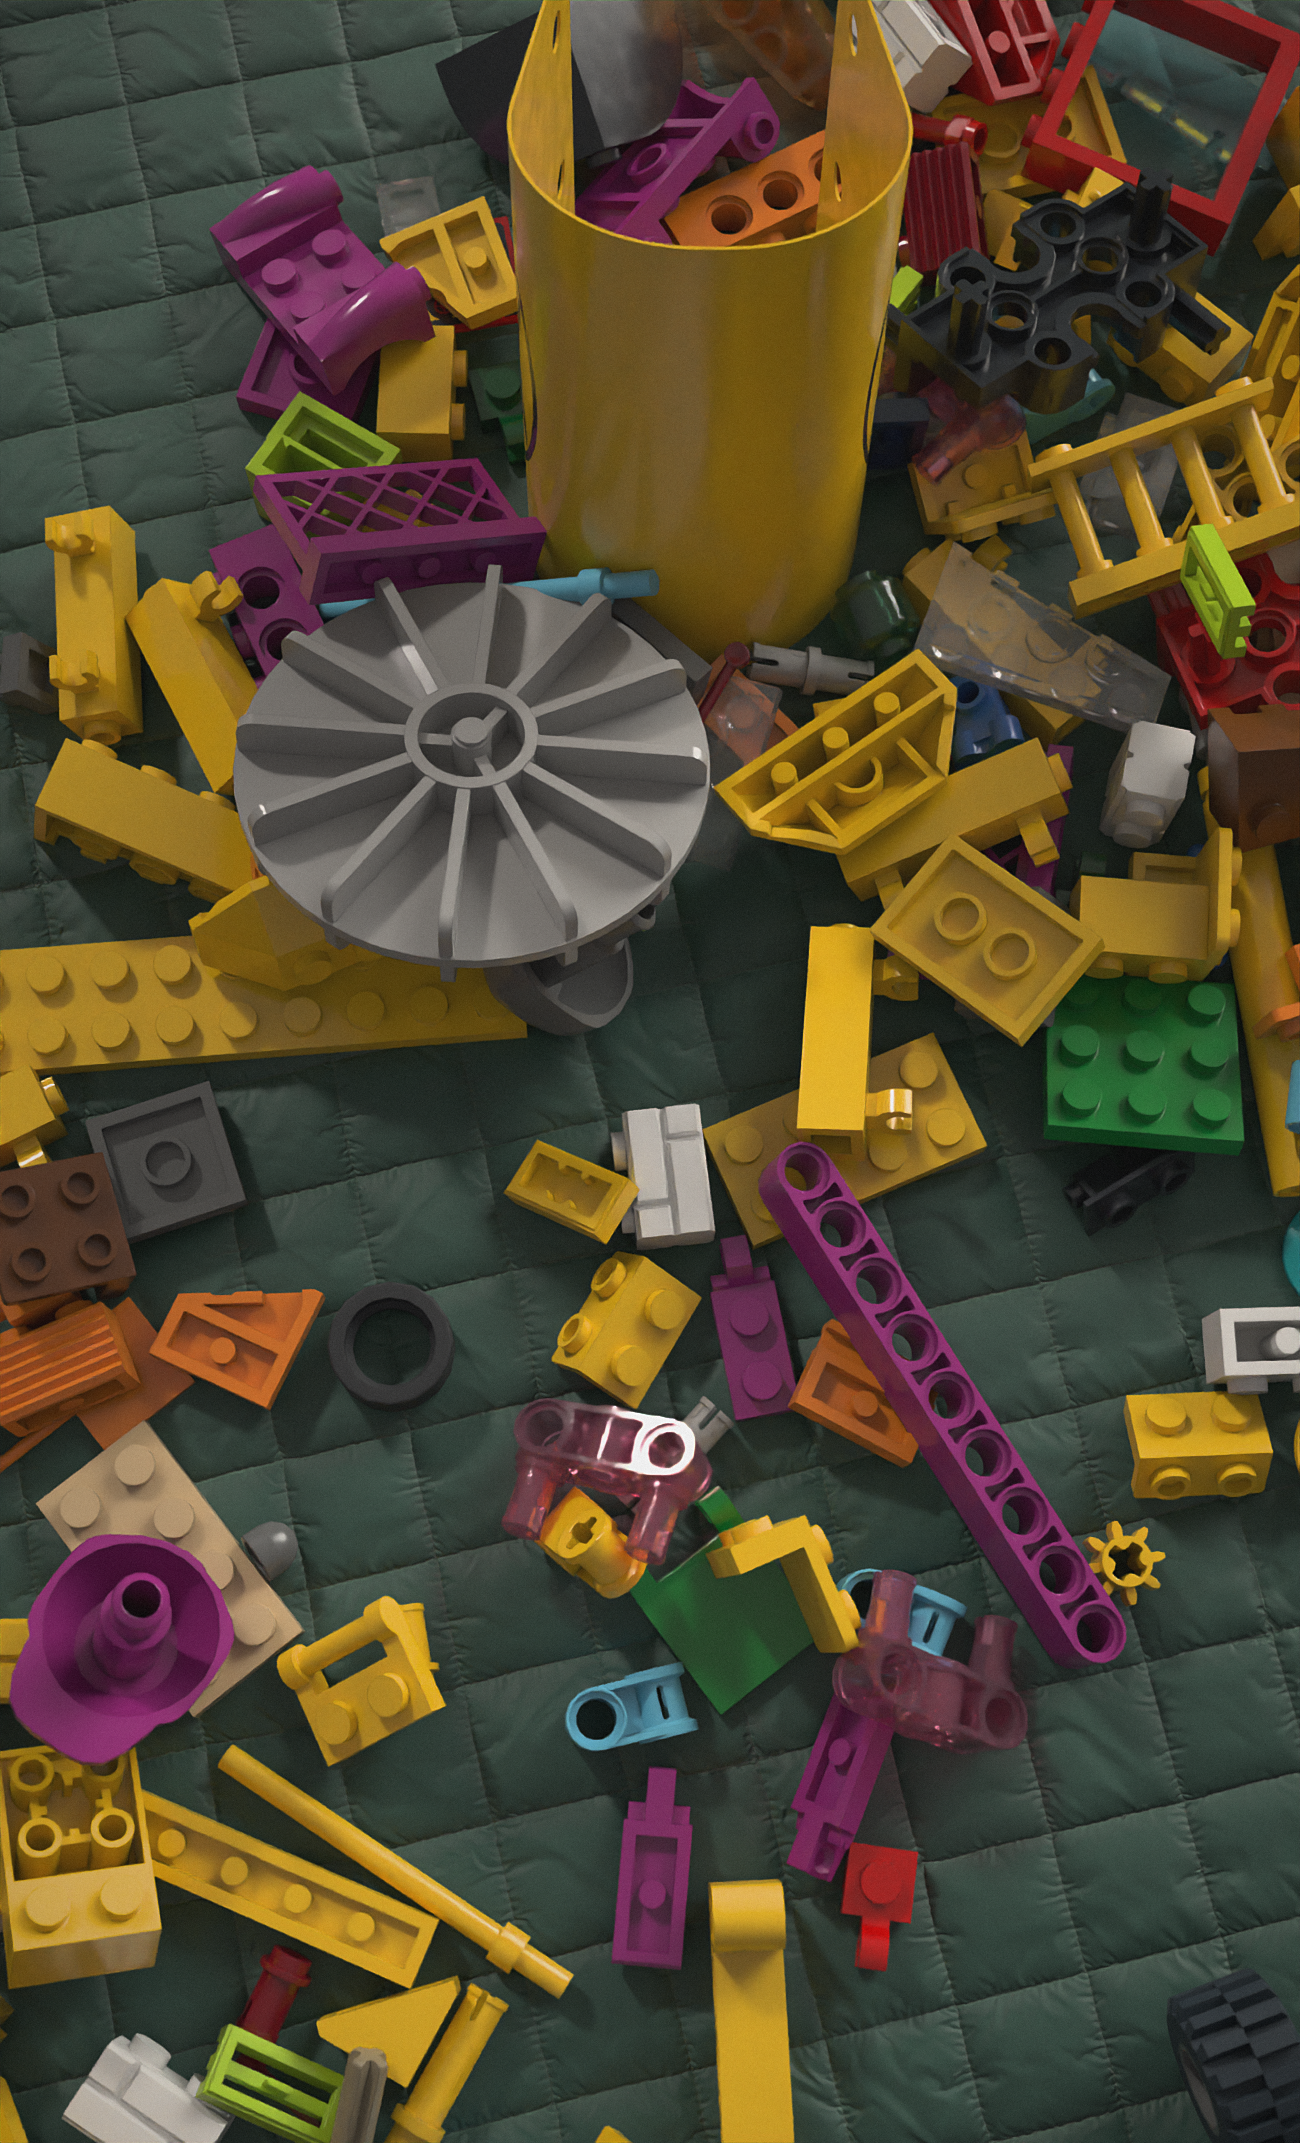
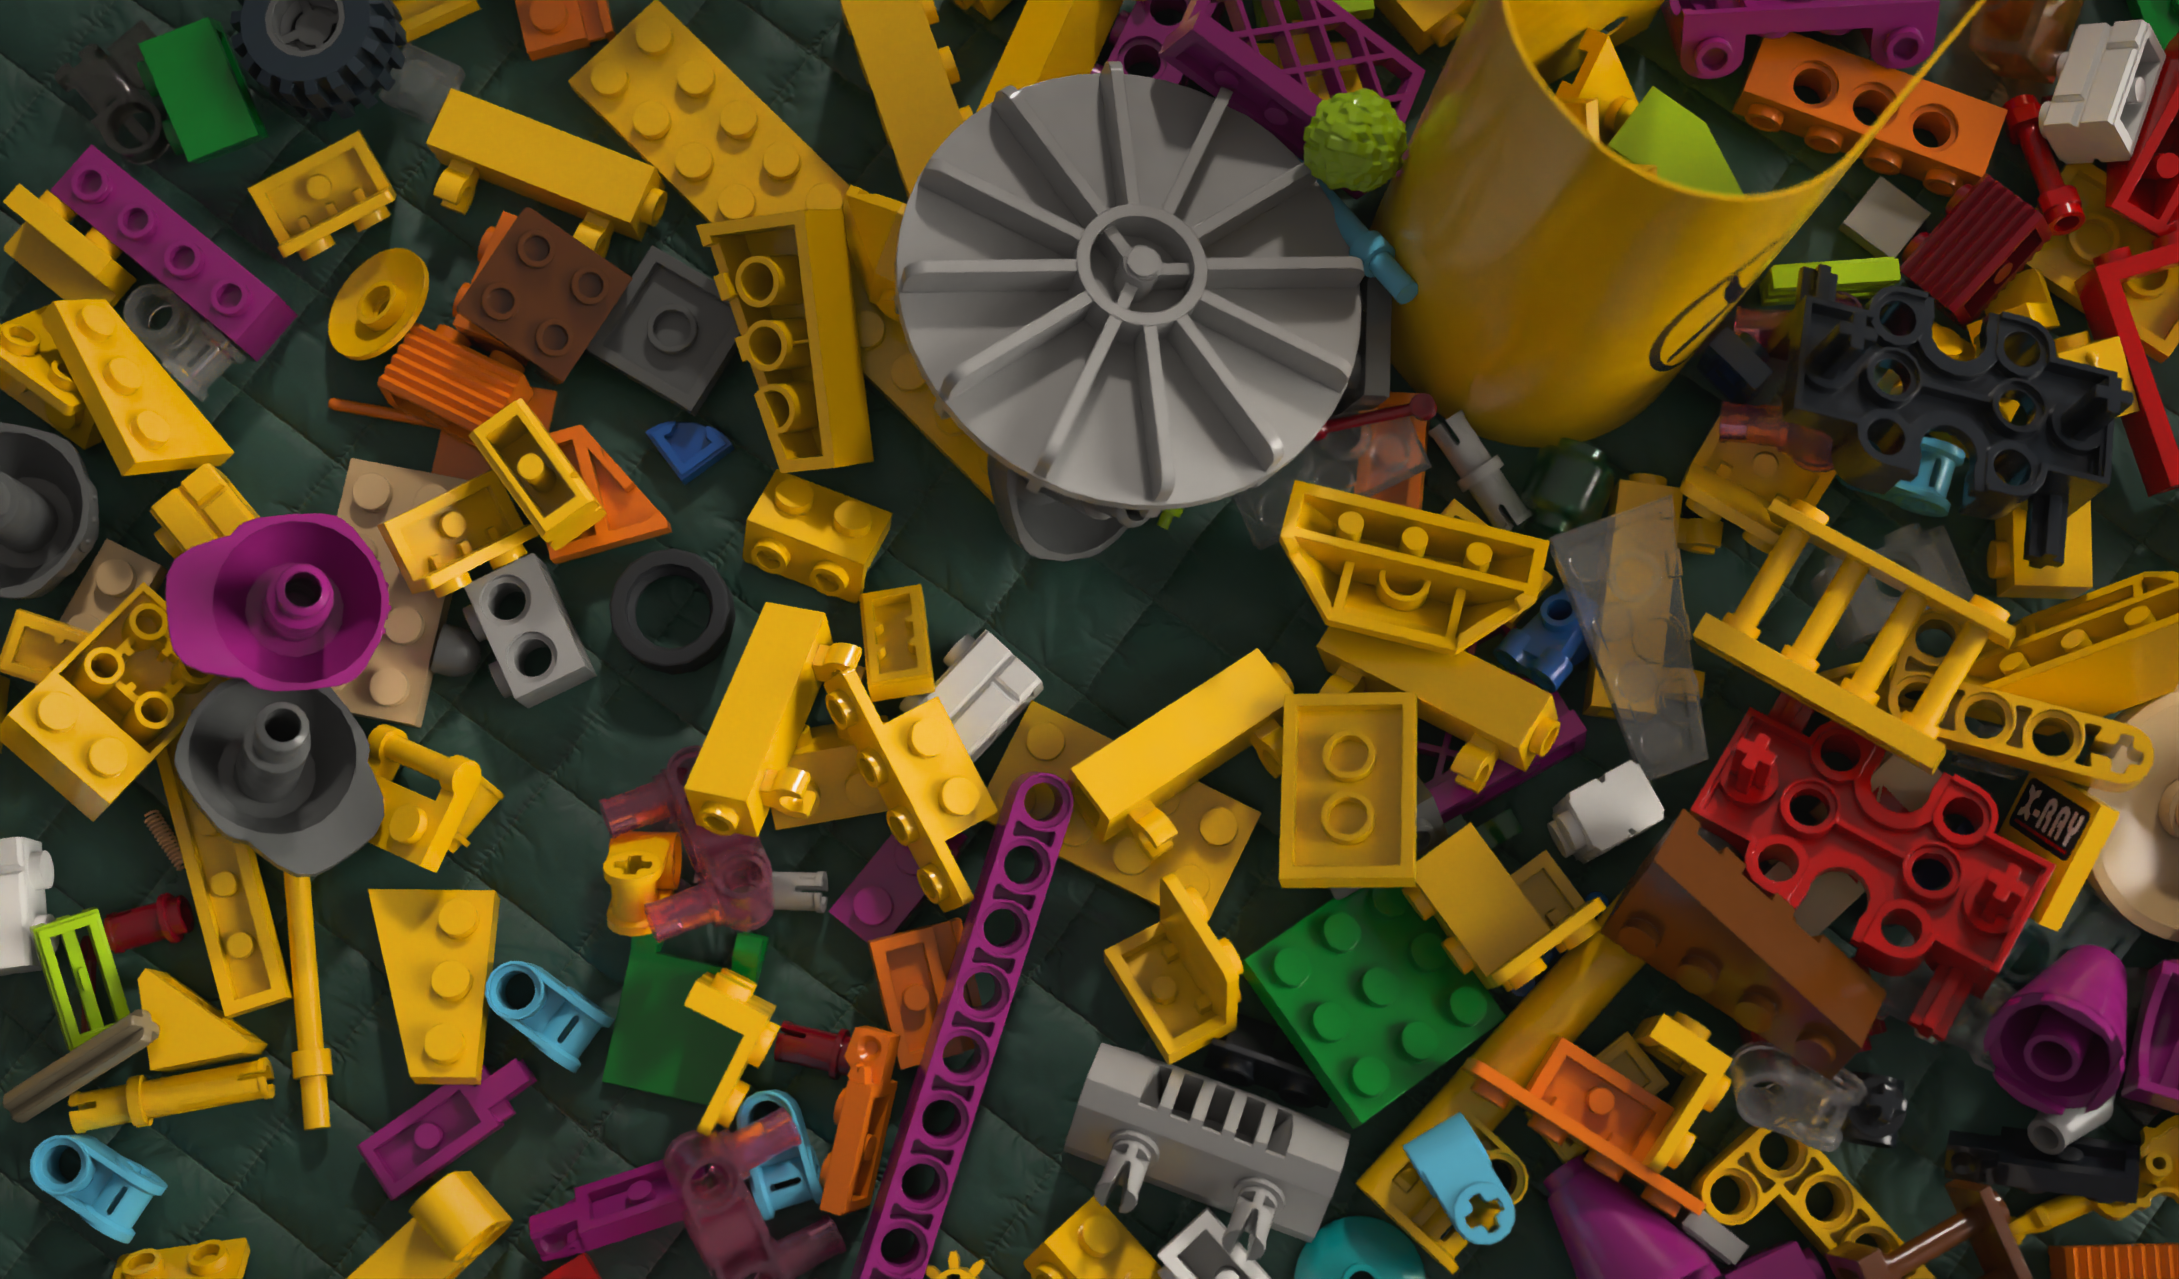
camera: 60 degrees right, 5 degrees up
(184, 1462) = (456, 533): none -> yellow bracket
(195, 1351) = (537, 474): none -> yellow brick
(226, 1917) = (164, 838): none -> light nougat leg
(256, 1767) = (281, 774): none -> dark grey piece
(261, 1059) = (797, 331): none -> yellow wedge
(269, 1229) = (689, 447): none -> blue tile
(313, 1458) = (540, 625): none -> light grey brick
(429, 1188) = (814, 535): none -> yellow bracket
(509, 518) = (1355, 141): none -> lime piece
(527, 1776) = (437, 969): none -> yellow wing
(549, 1339) = (761, 720): none -> yellow brick
(702, 1255) = (921, 777): none -> yellow bracket
(846, 1512) = (813, 1048): none -> dark red pin
(925, 1523) = (862, 1121): none -> orange hinge
(1013, 1183) = (1179, 974): none -> yellow bracket
(1162, 1275) = (1207, 1145): none -> light grey piece
(1217, 590) = (1782, 734): lime tile -> none

